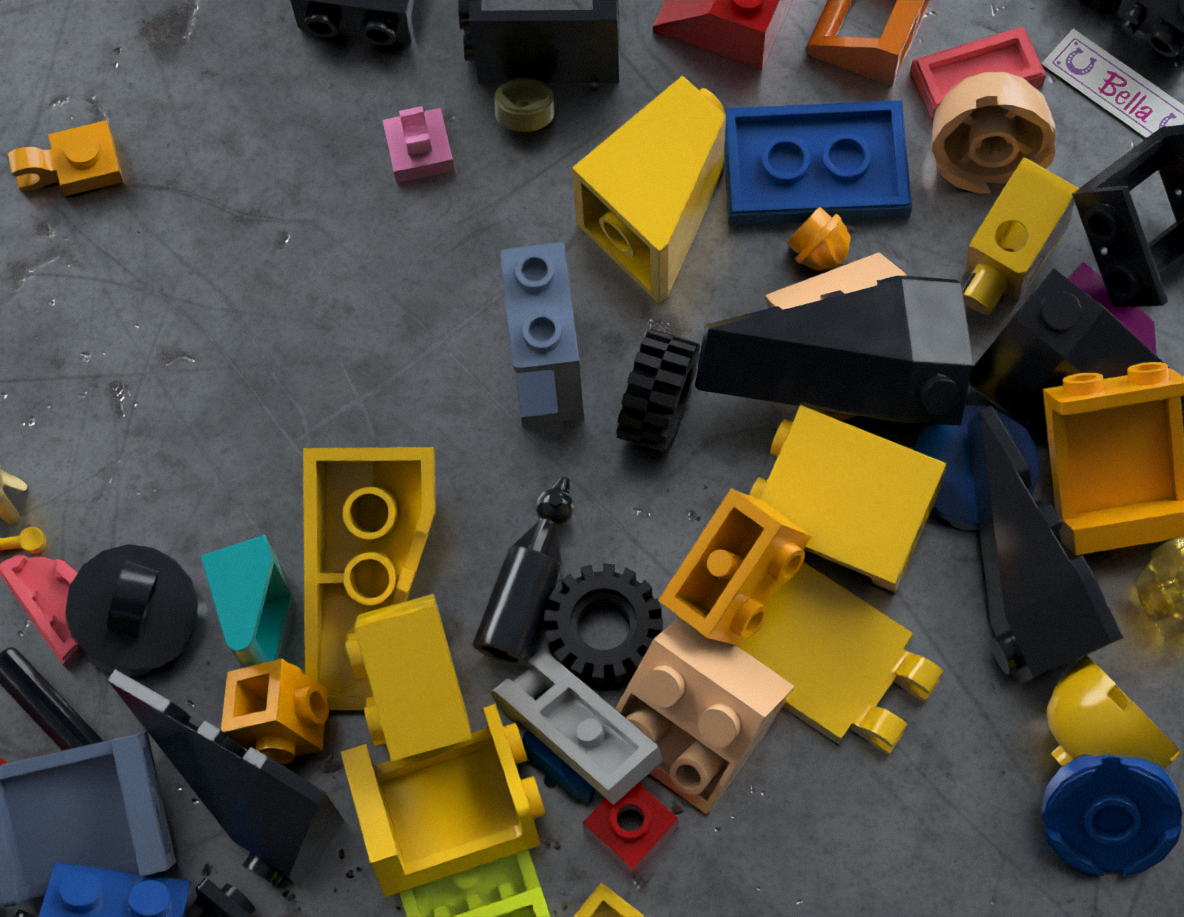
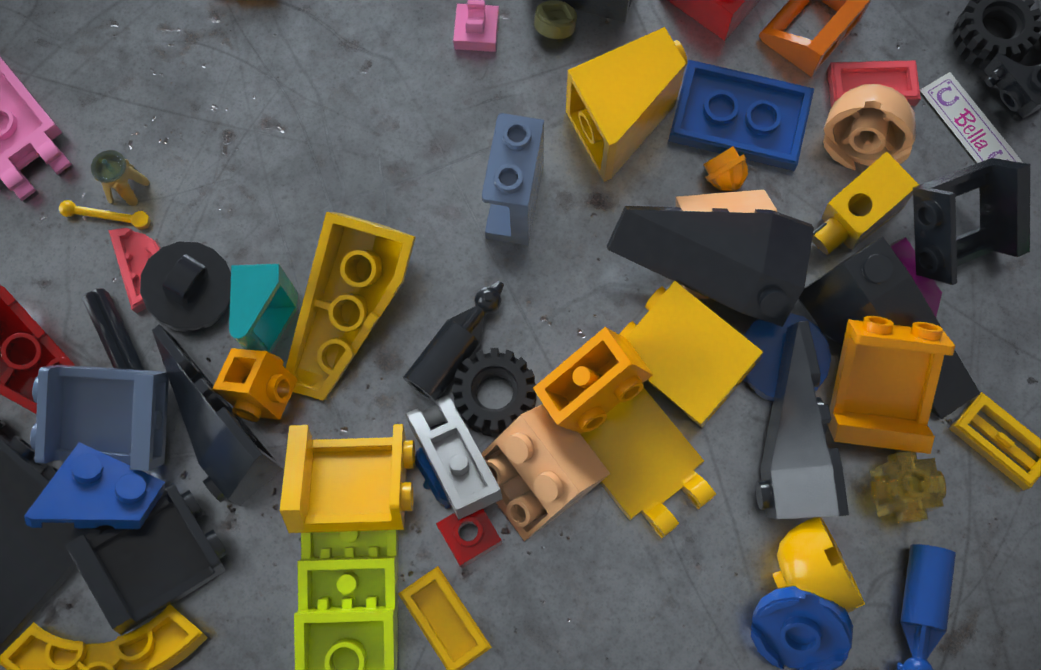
camera: 15 degrees right, 5 degrees up
(411, 678) = (348, 390): yellow brick -> none
(658, 390) = (581, 241): black tyre -> none

